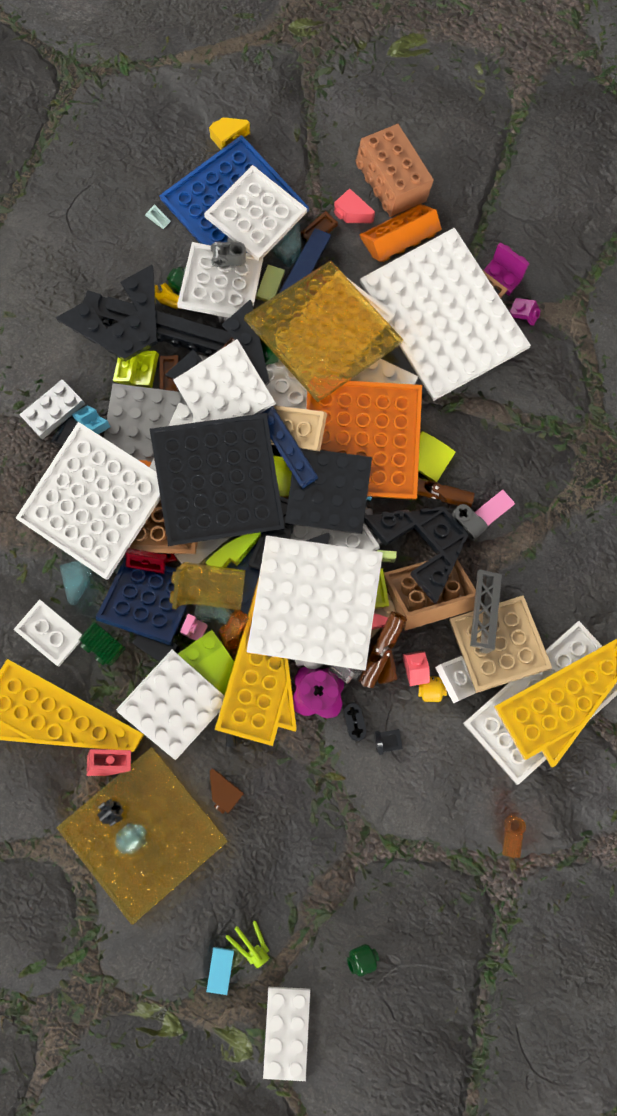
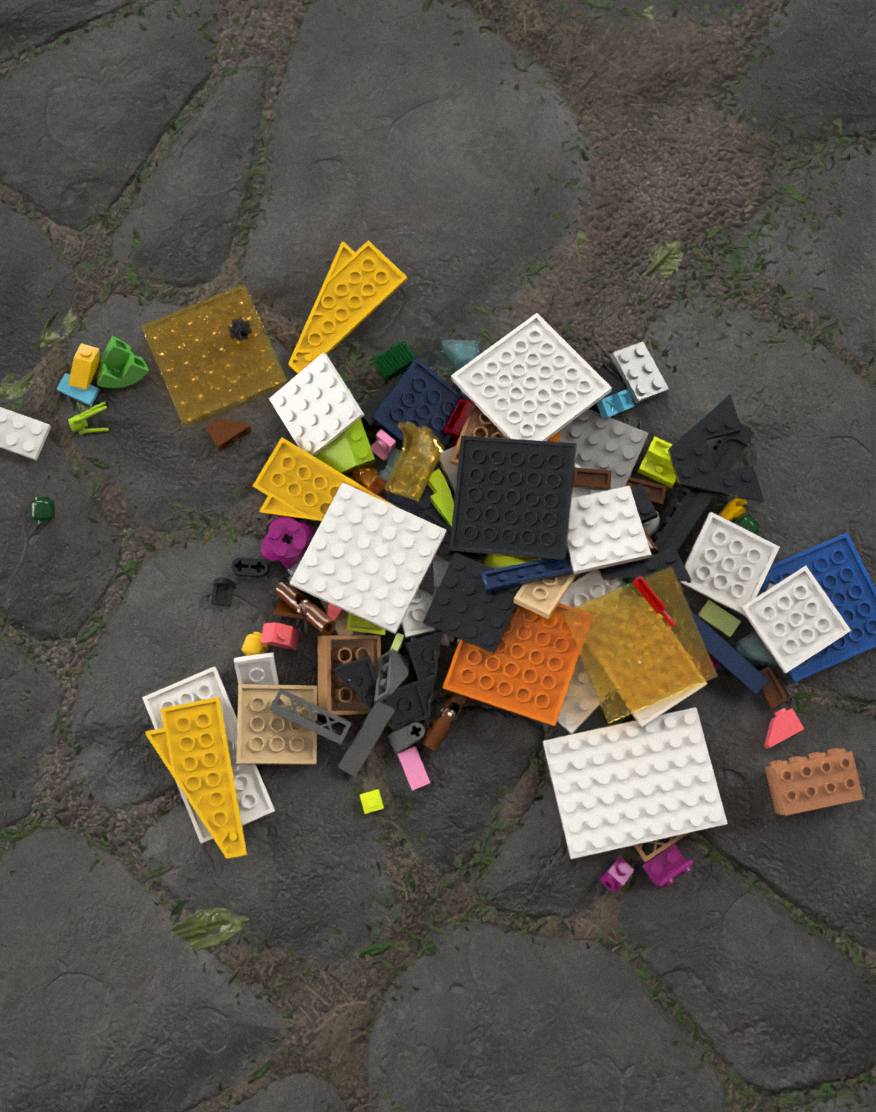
camera: 105 degrees right, 0 degrees up
(48, 633) = (420, 318): white plate -> none
(108, 762) = (285, 340): coral slope -> none
(130, 838) = (212, 341): clear light blue head -> none
(157, 217) = (825, 526): light aqua piece -> none
(174, 411) = (592, 479): none -> reddish brown tile
(183, 932) = (120, 366): none -> bright green brick
(195, 971) = (84, 366): none -> yellow slope
(230, 254) = (755, 573): dark grey piece -> none
(281, 324) = (653, 599): none -> red axle
(401, 232) = (742, 770): orange slope -> none
(422, 548) = (391, 672): none -> dark grey slope
(433, 457) = (485, 722): neon yellow slope -> none
(484, 555) = (366, 738): none -> dark grey tile
(513, 839) = (97, 677): clear orange piece -> none
(537, 537) = (371, 801): none -> neon yellow plate

